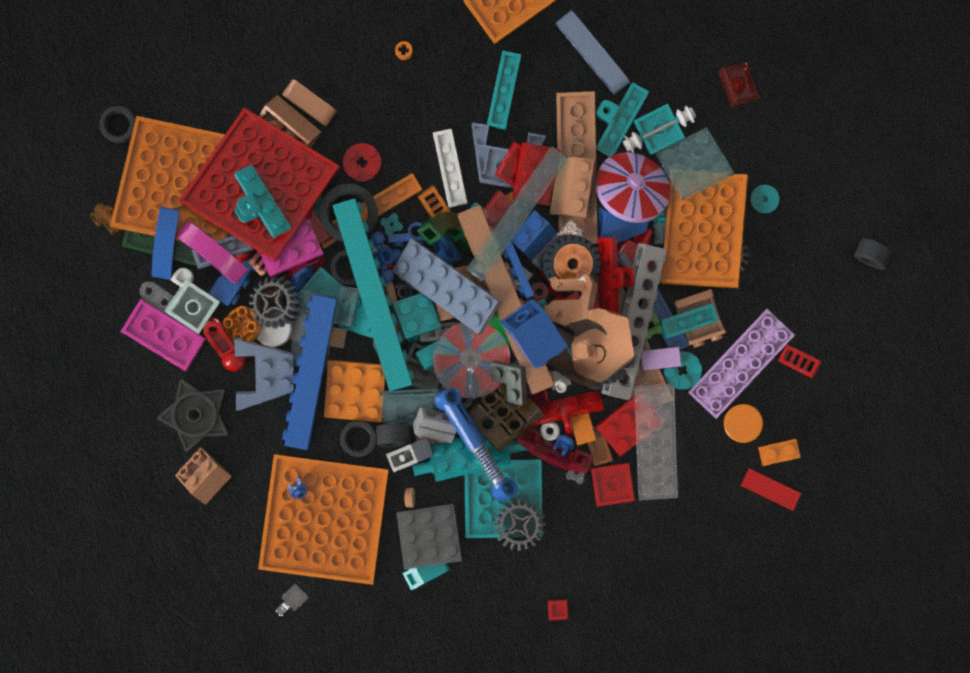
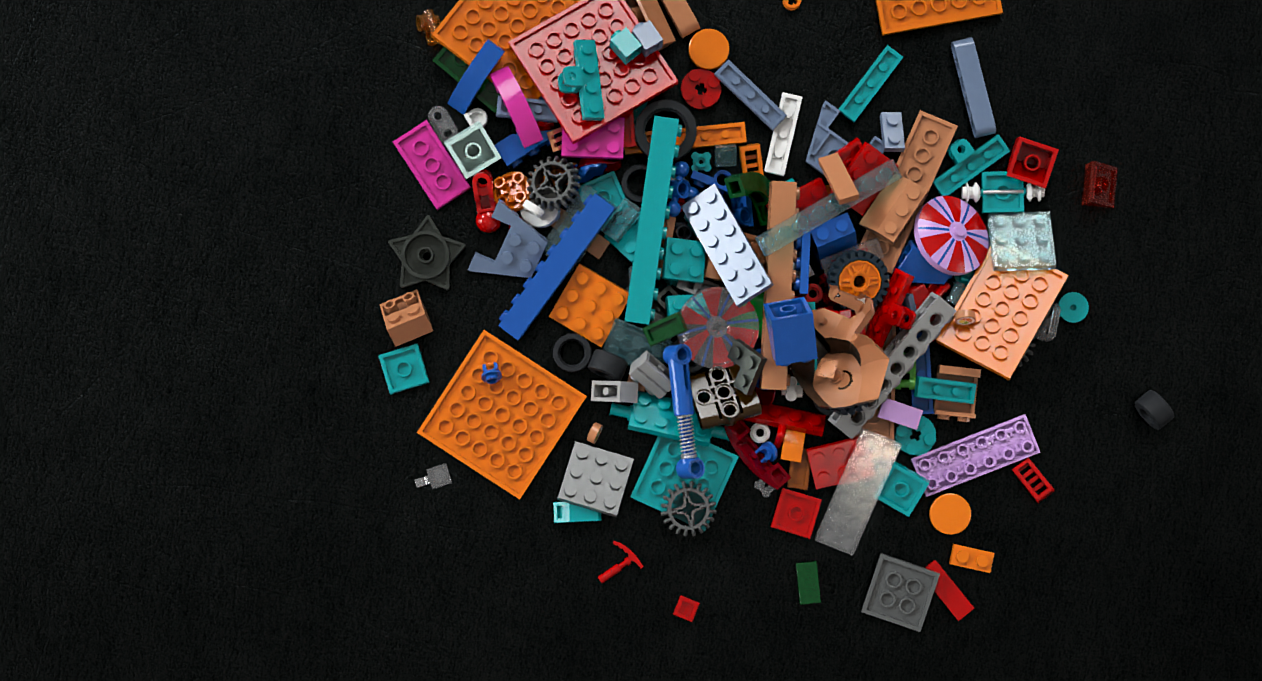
camera: 25 degrees right, 0 degrees up
(221, 520) = (404, 368): none -> teal tile
(267, 332) = (533, 209): none -> white tile
(279, 157) = (625, 45): none -> brick
(295, 142) = (648, 37): none -> brick
(352, 125) = (708, 49): none -> orange tile
(406, 148) = (750, 95): none -> sand blue tile
(409, 209) = (725, 155): none -> clear light blue plate
(427, 382) = (665, 329): none -> dark green tile
(483, 603) = (617, 568): none -> red piece
(514, 185) = (838, 178): none -> nougat tile
(541, 122) = (892, 132): none -> plate
(650, 538) = (808, 582): none -> dark green tile
(671, 93) = (1031, 162): none -> red slope
(676, 251) = (965, 317): none -> nougat tile
(693, 421) = (903, 489): none -> teal plate
(732, 510) = (900, 592): none -> dark grey plate
(751, 220) = (1051, 323): none -> clear plate

